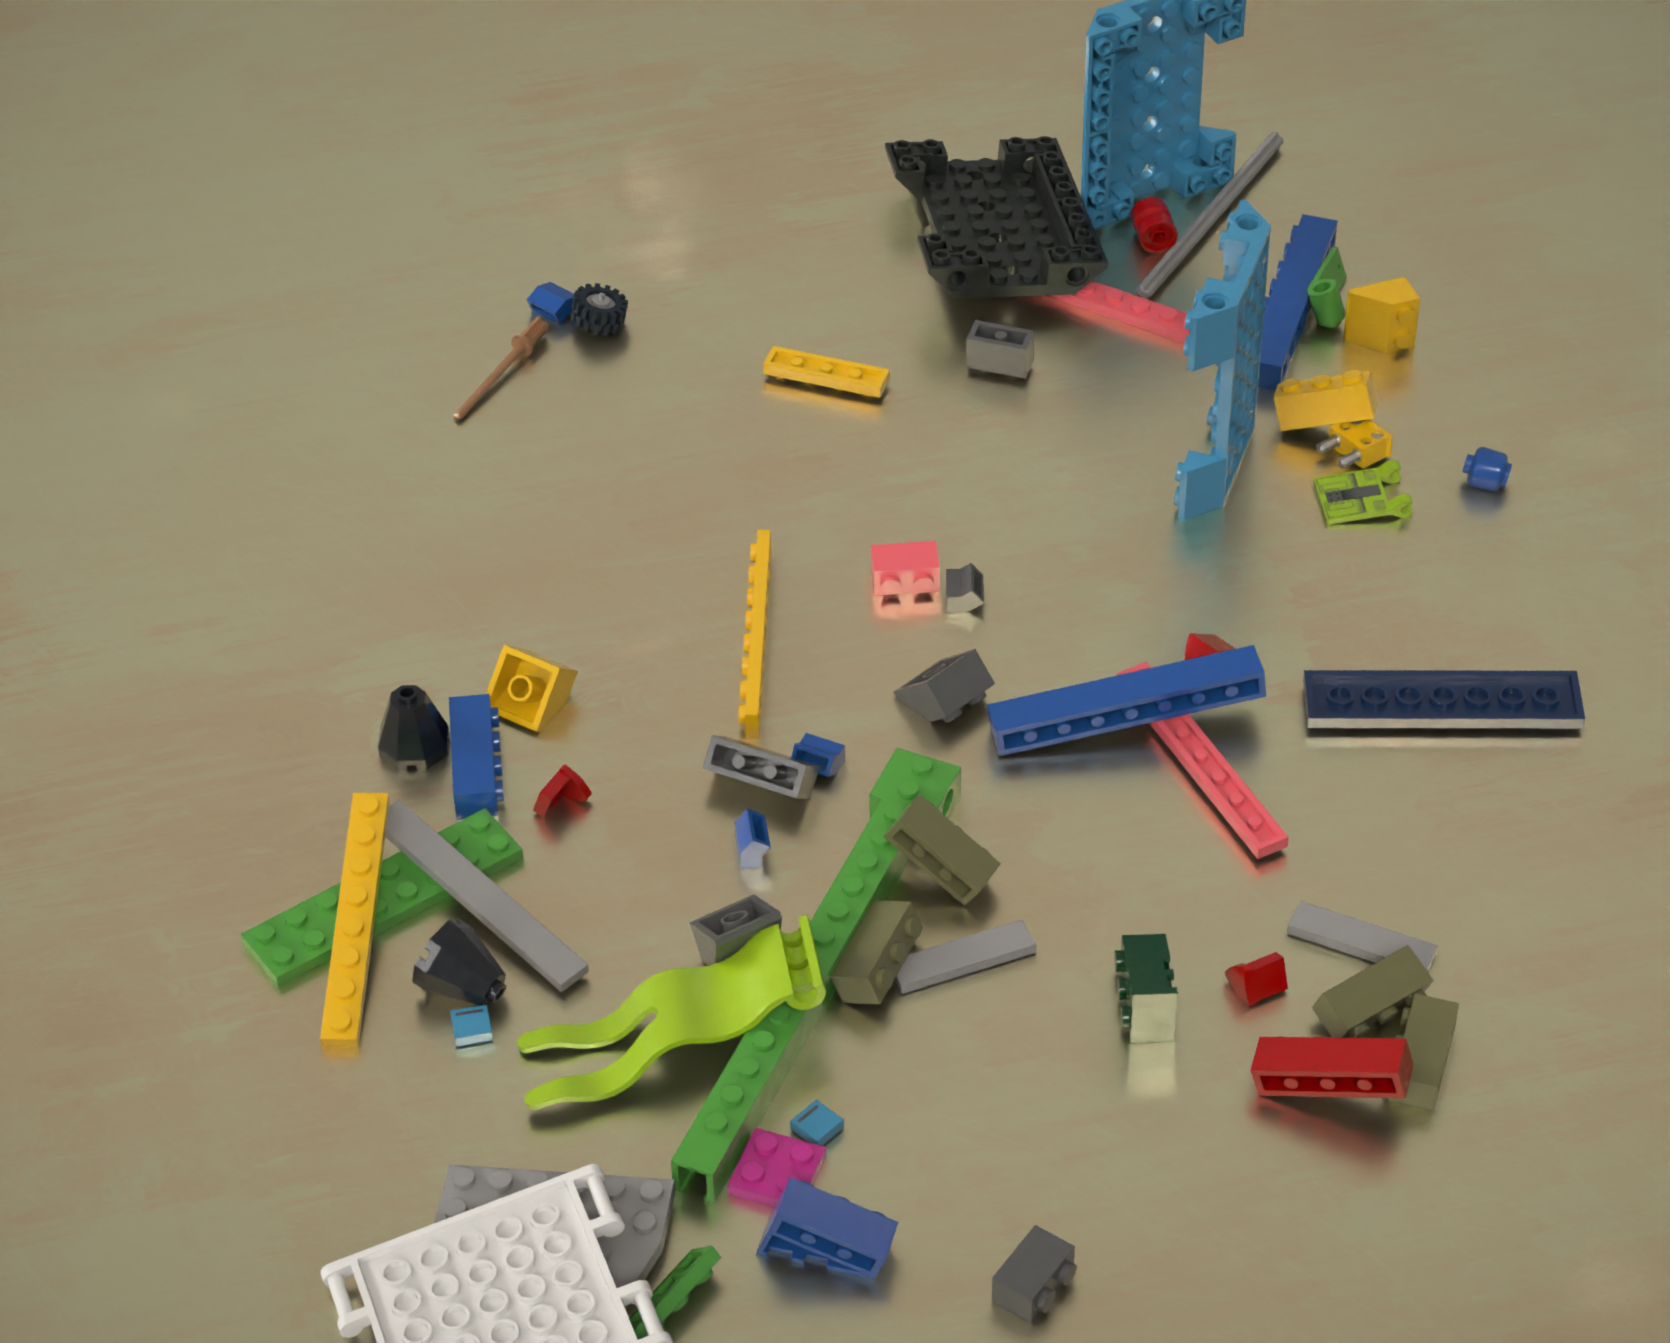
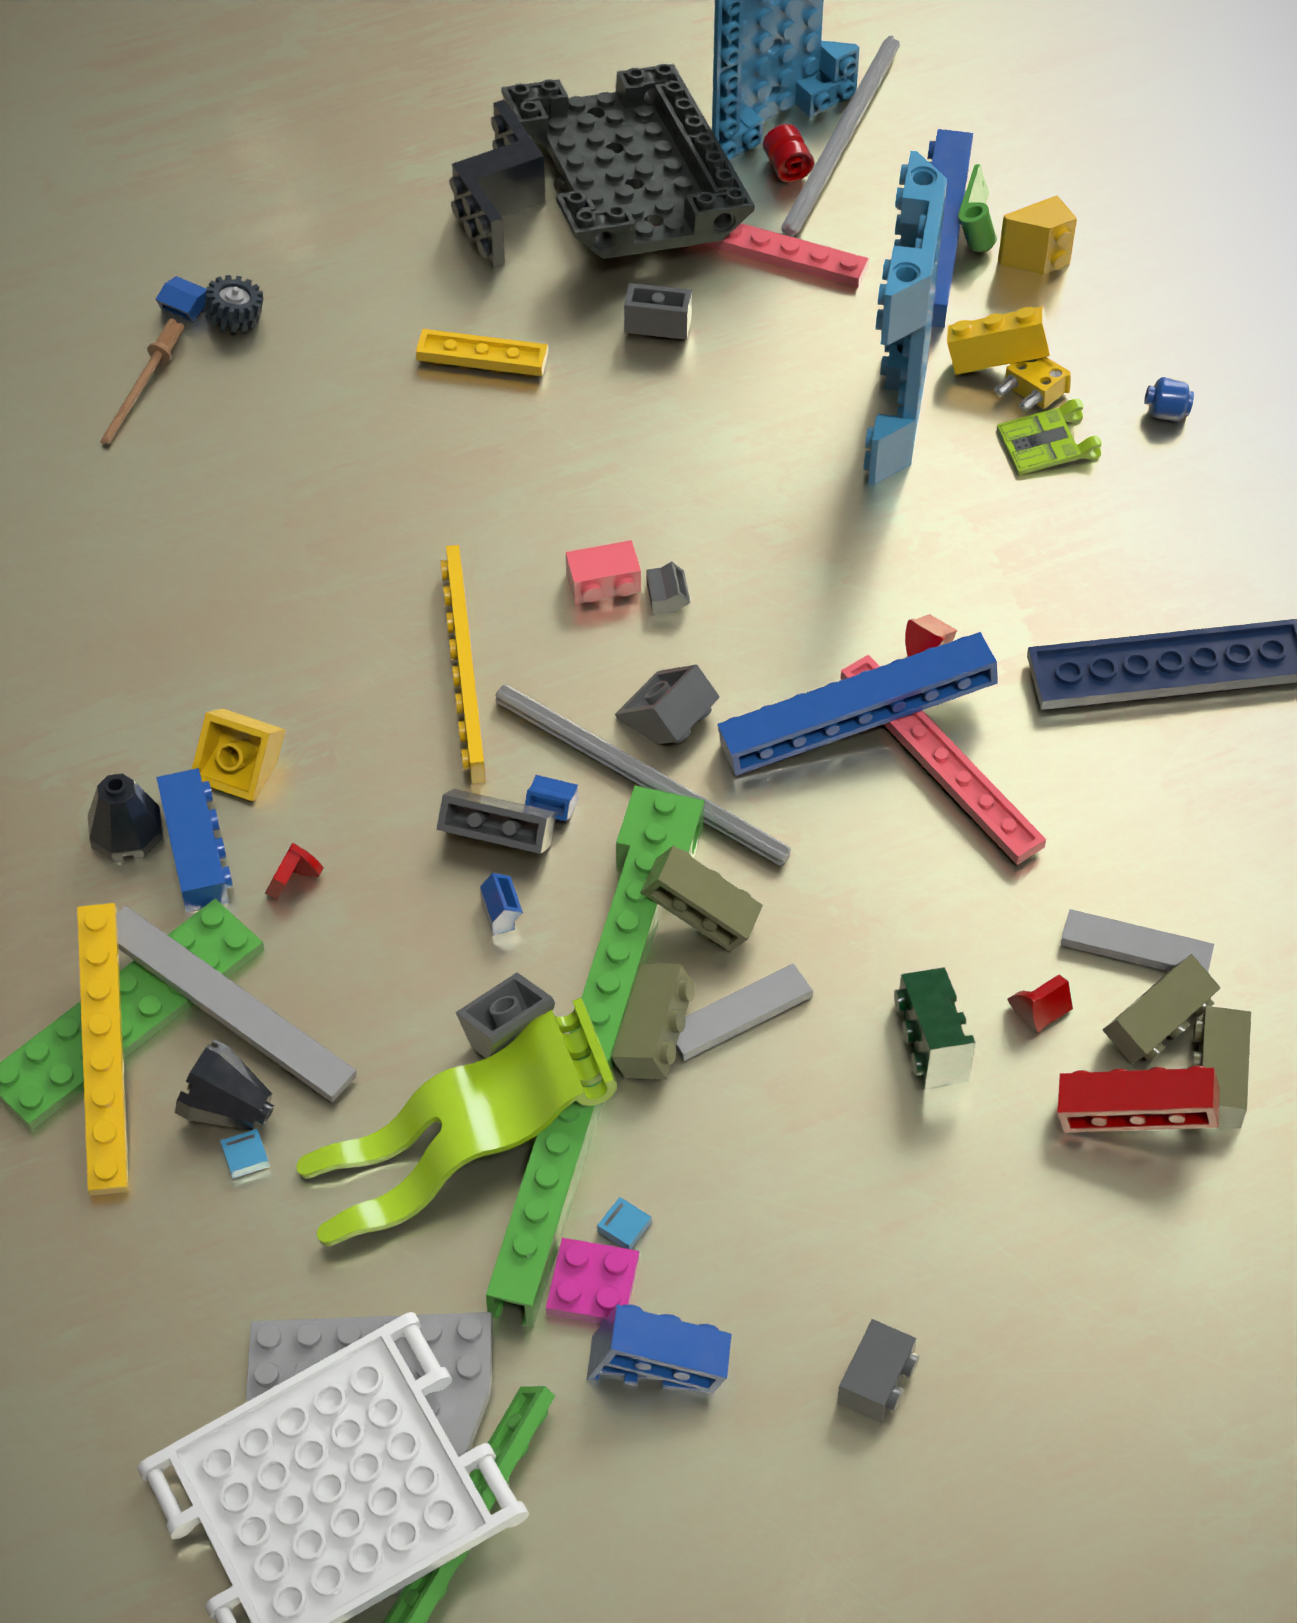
camera: 10 degrees left, 10 degrees up
(867, 227) = (498, 183): none -> black bracket
(902, 739) = (639, 772): none -> light grey axle

